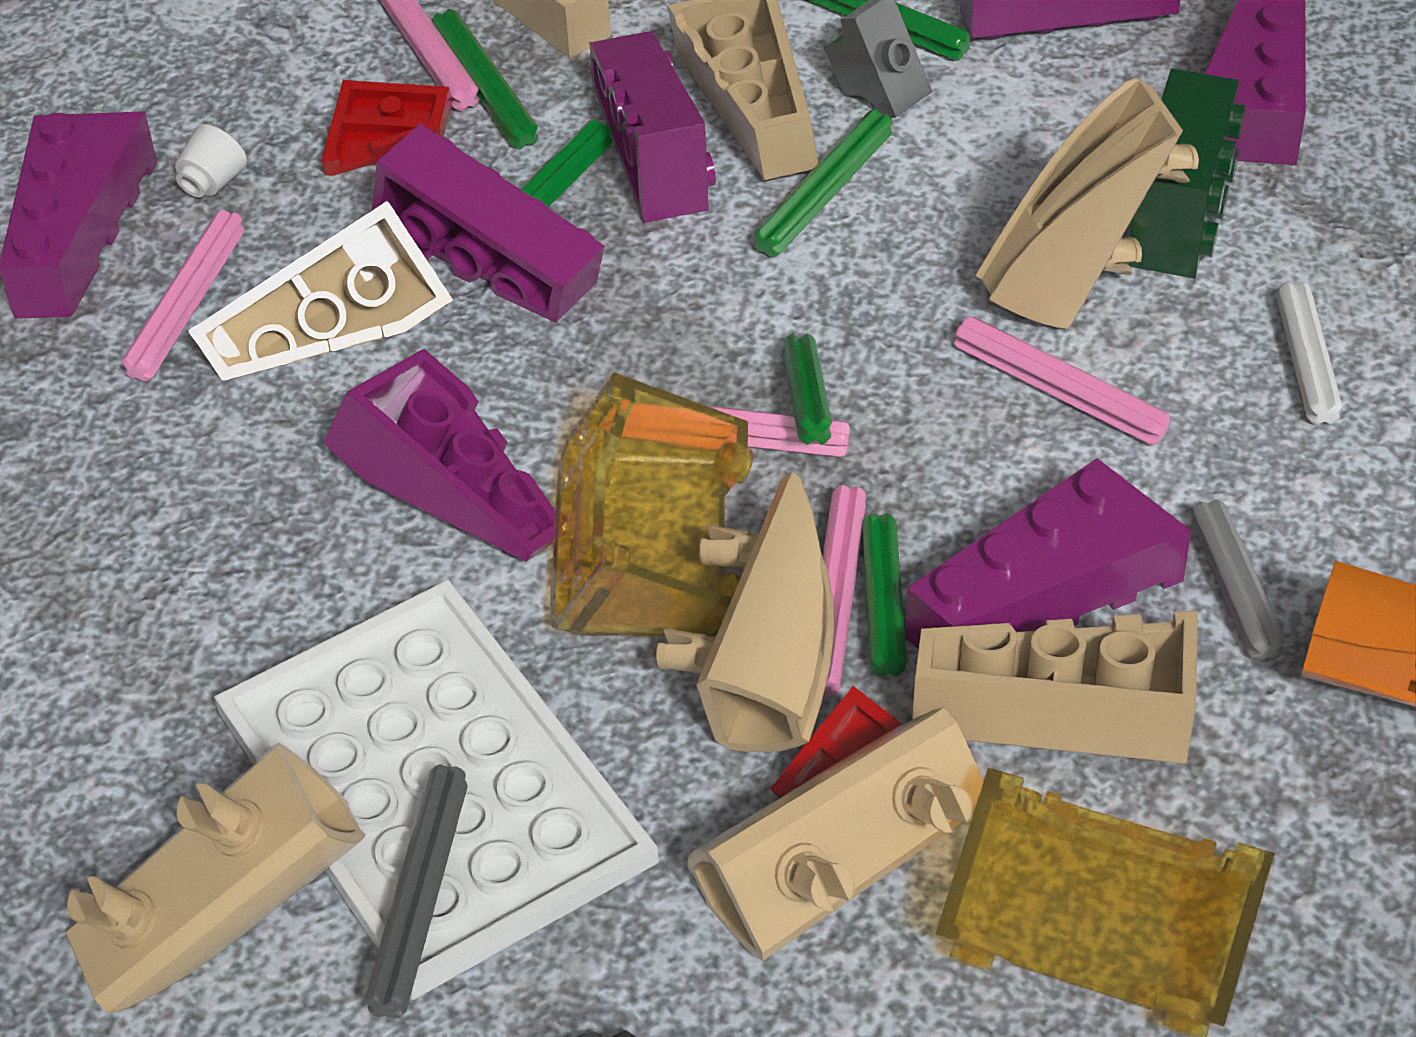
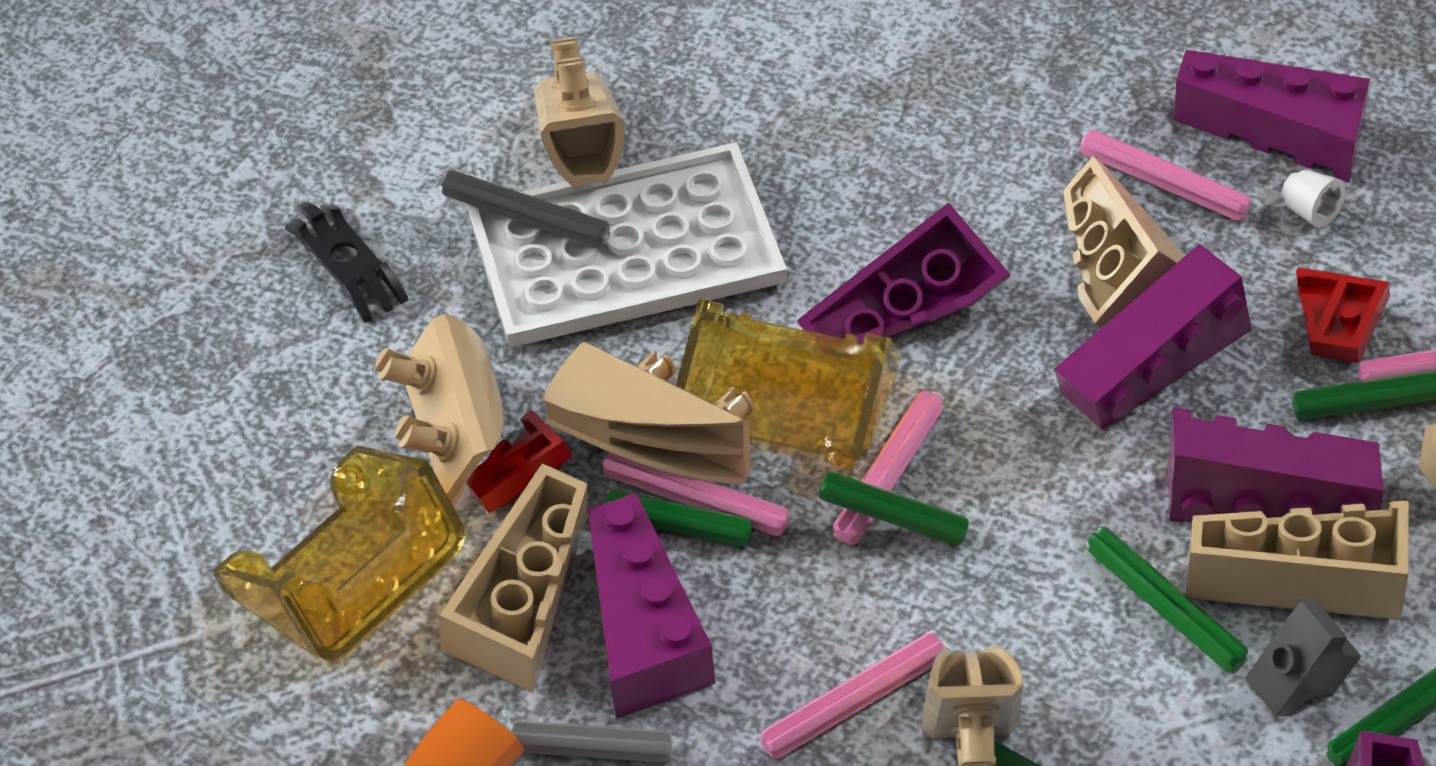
camera: 110 degrees right, 0 degrees up
(569, 162) = (1215, 399): green axle -> none

